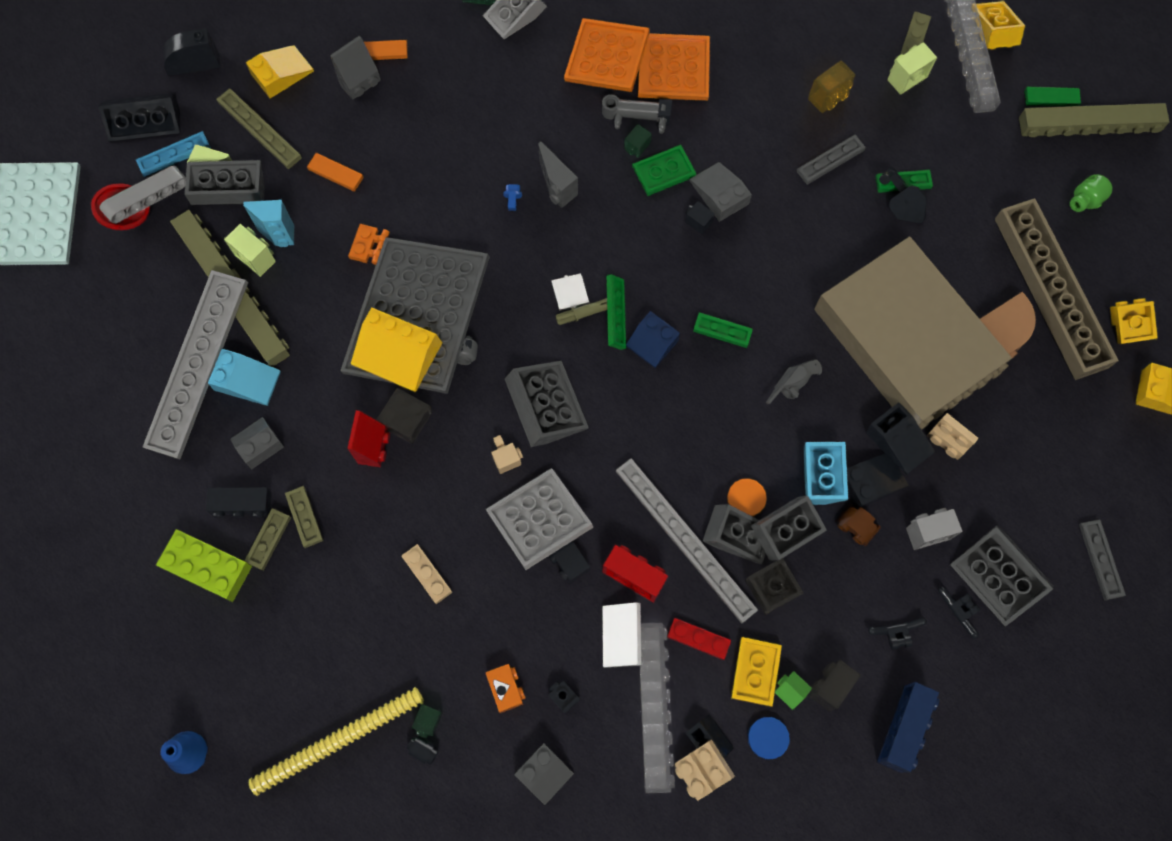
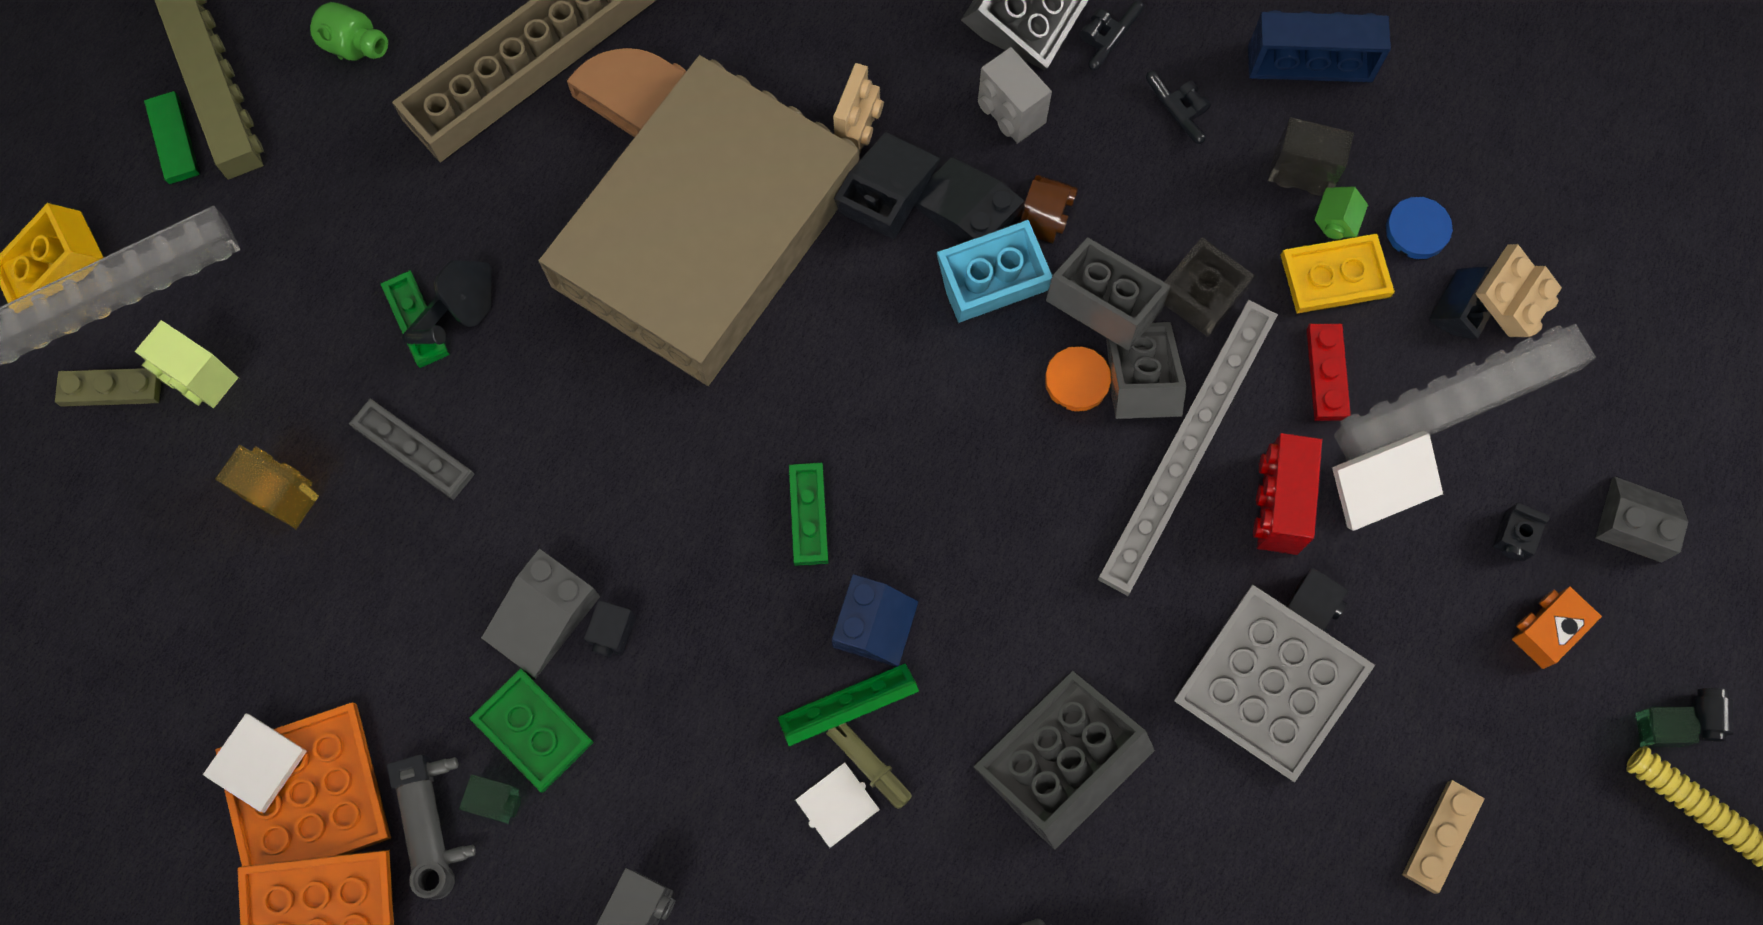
camera: 110 degrees left, 0 degrees up
(506, 456) = (1190, 786): tan brick -> none
(695, 49) = (255, 763): none -> white tile
(795, 379) = (850, 371): dark grey animal -> none

